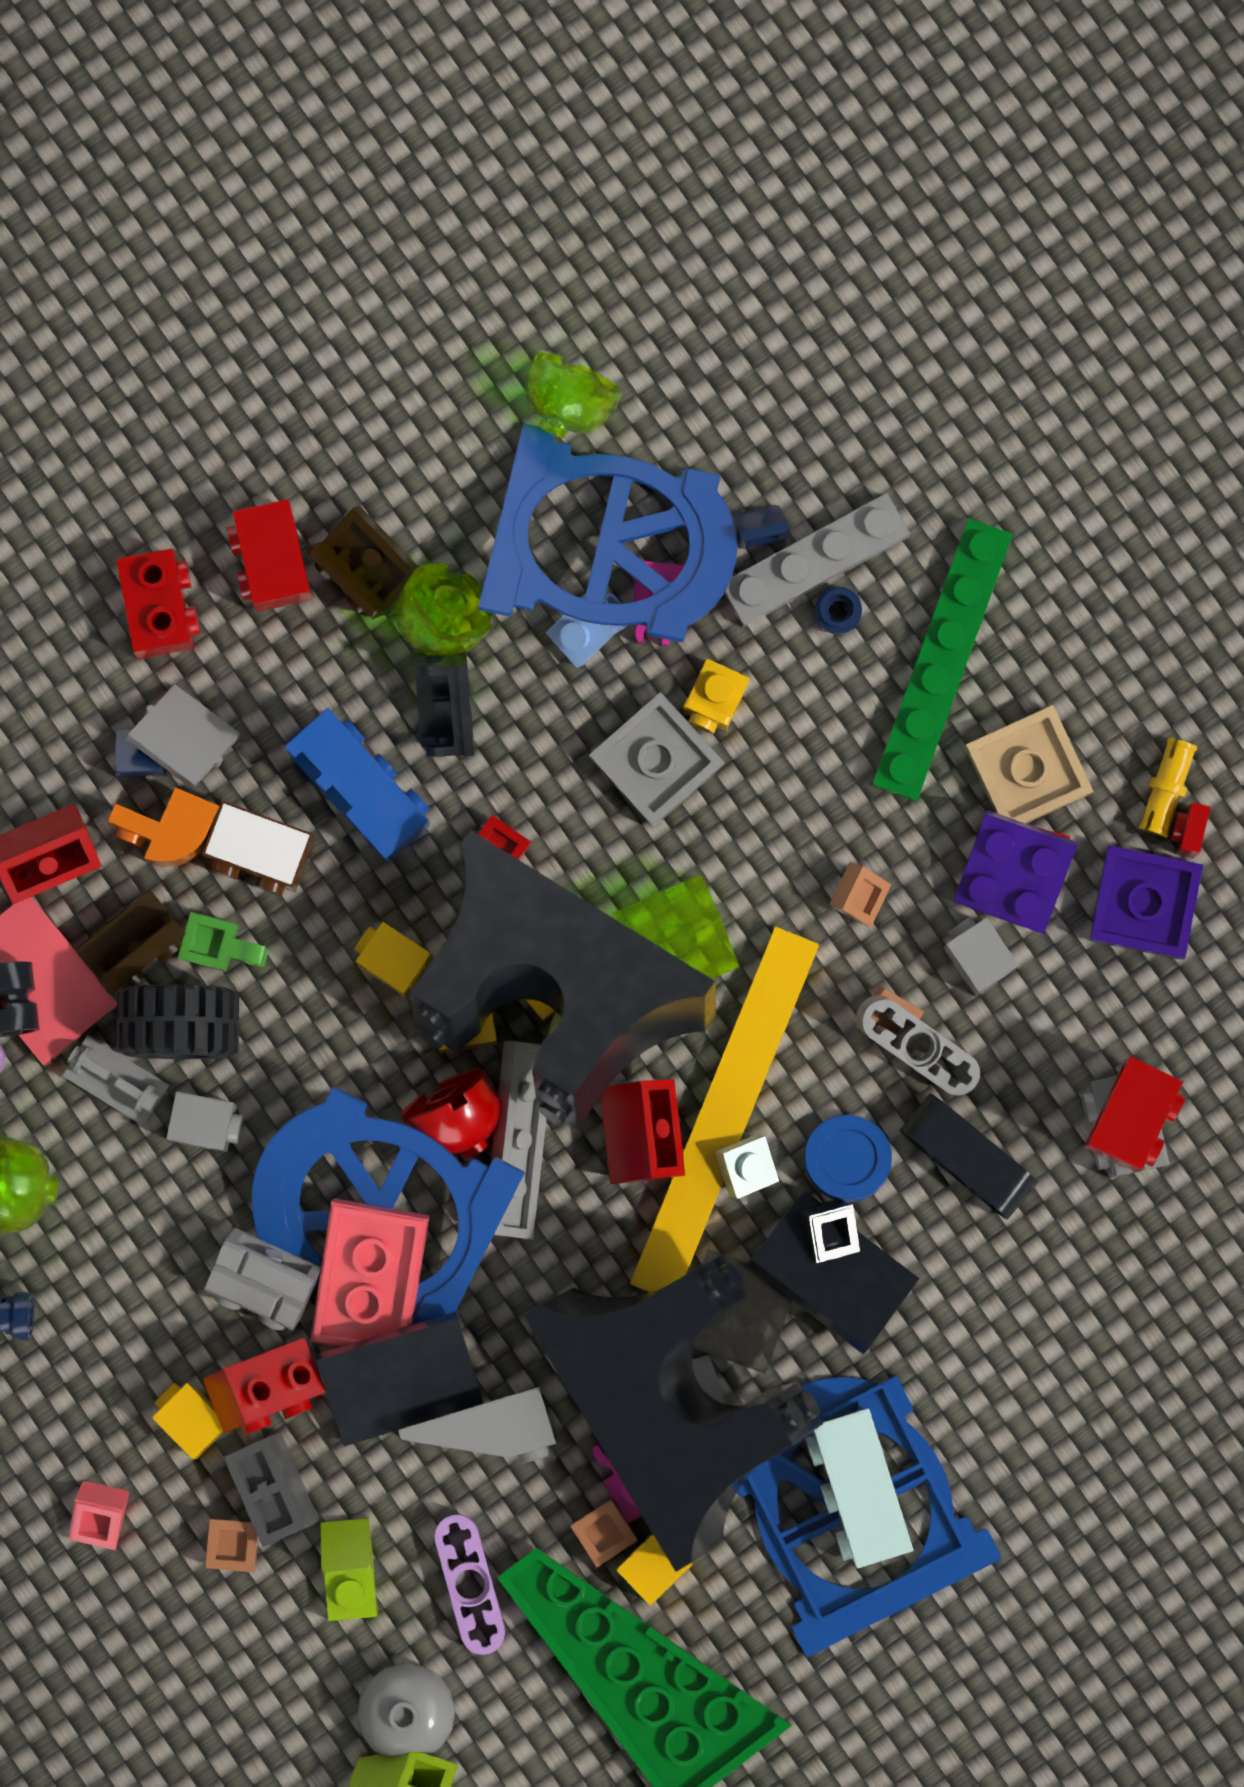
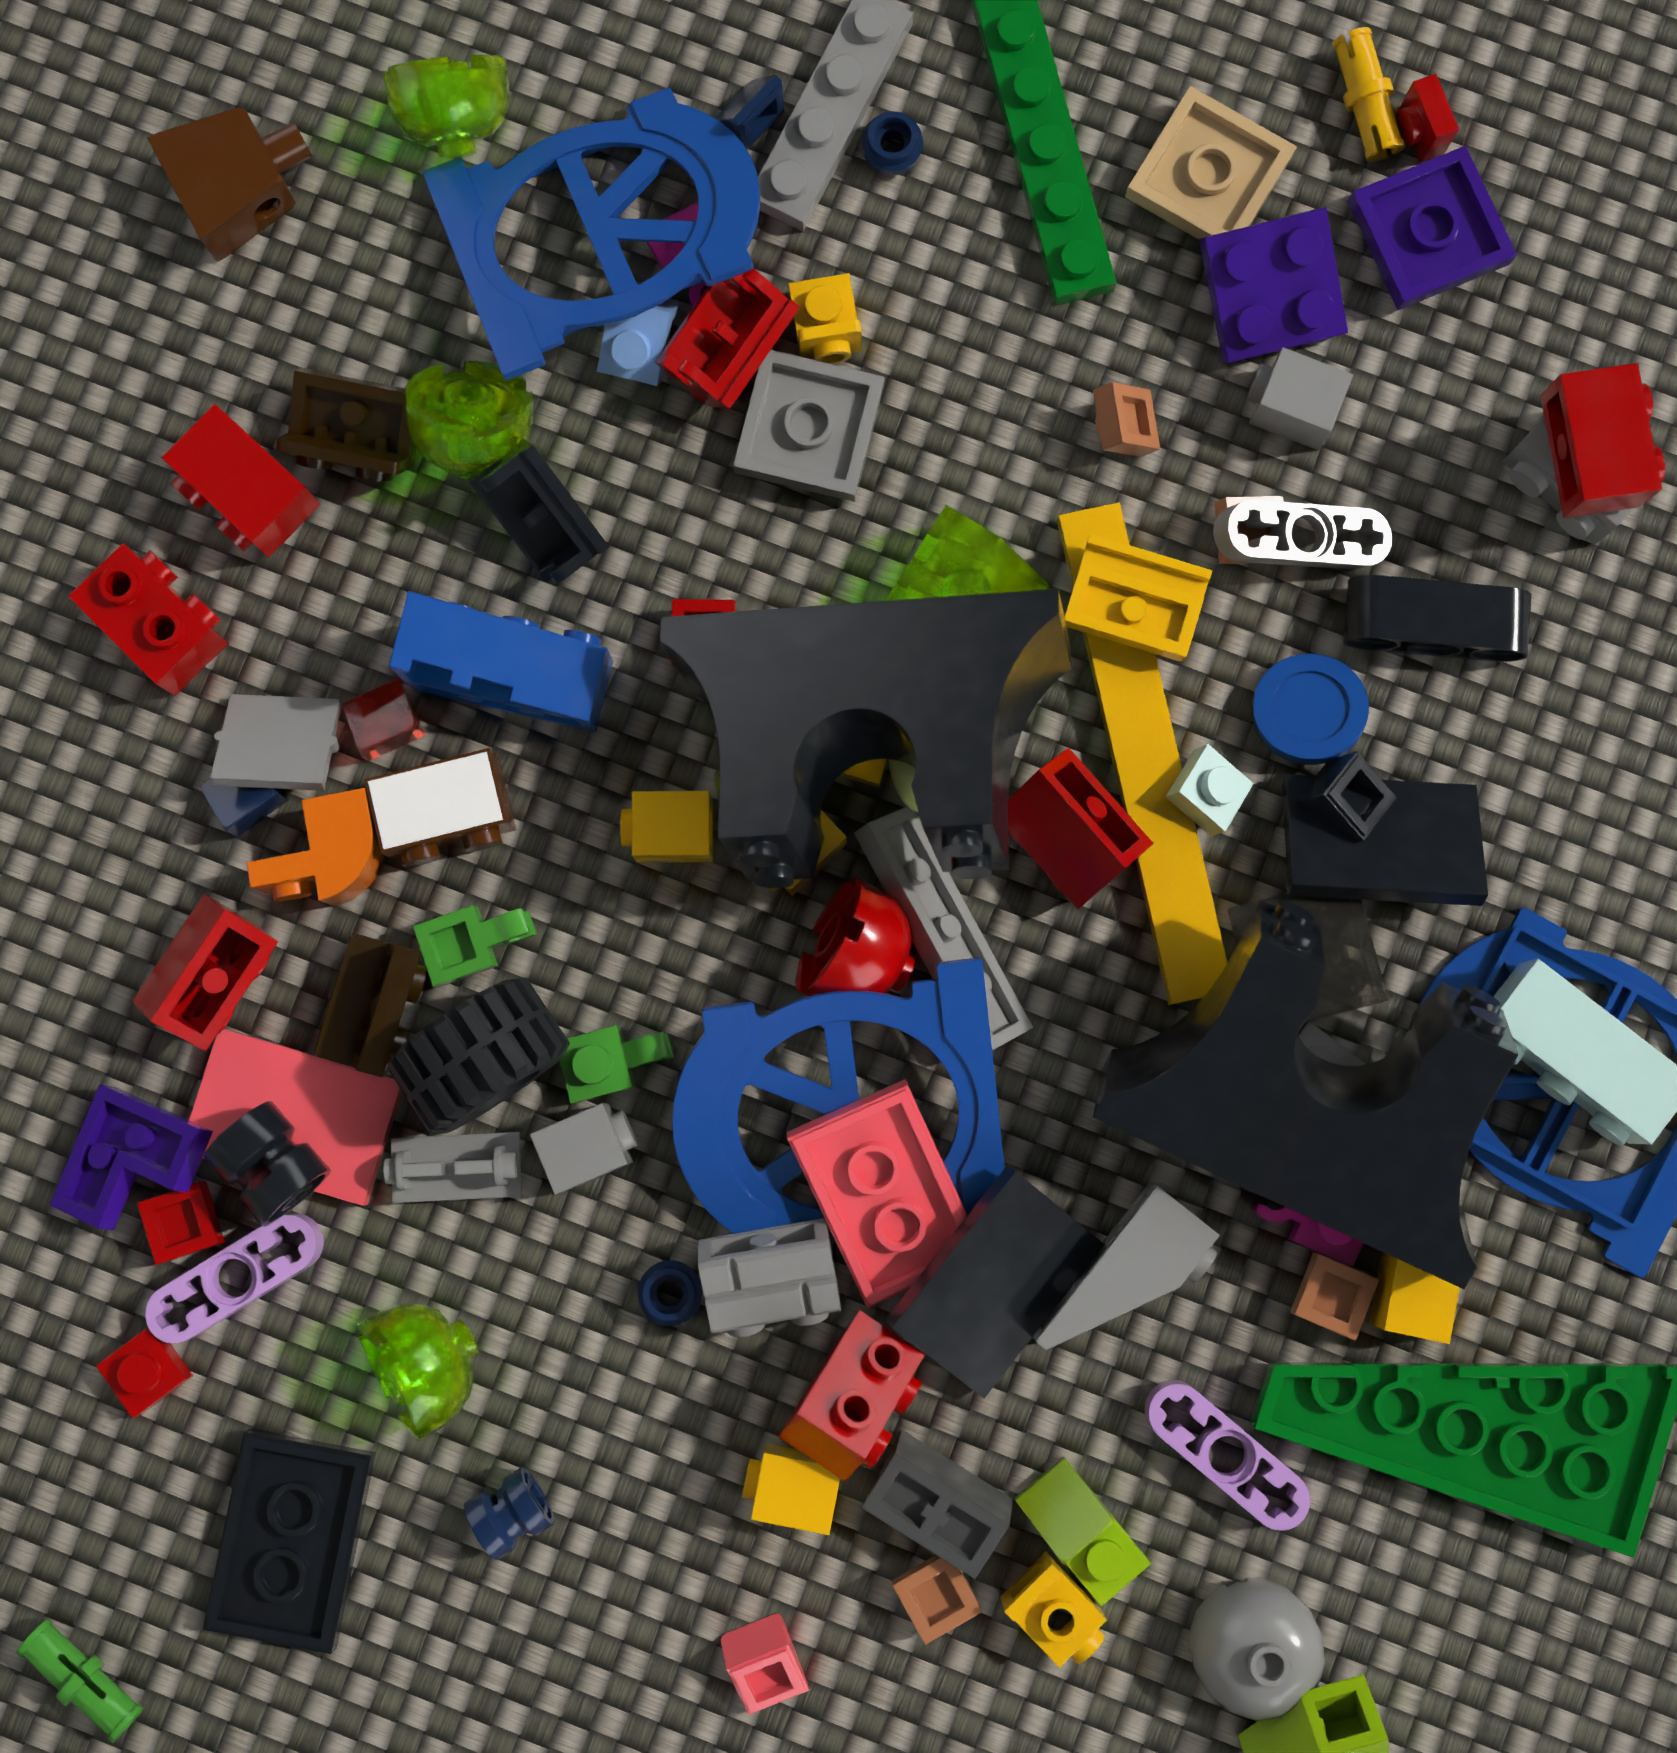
camera: 30 degrees left, 0 degrees up
(181, 1241) = (665, 1313): none -> dark blue plate
(251, 1077) = (603, 1063): none -> bright green plate
(259, 765) = (383, 720): none -> clear red slope
(301, 1585) = (1040, 1592): none -> yellow brick
(397, 347) = (229, 175): none -> reddish brown torso
(640, 671) = (727, 337): none -> red hinge
(783, 1013) = (1137, 598): none -> yellow plate

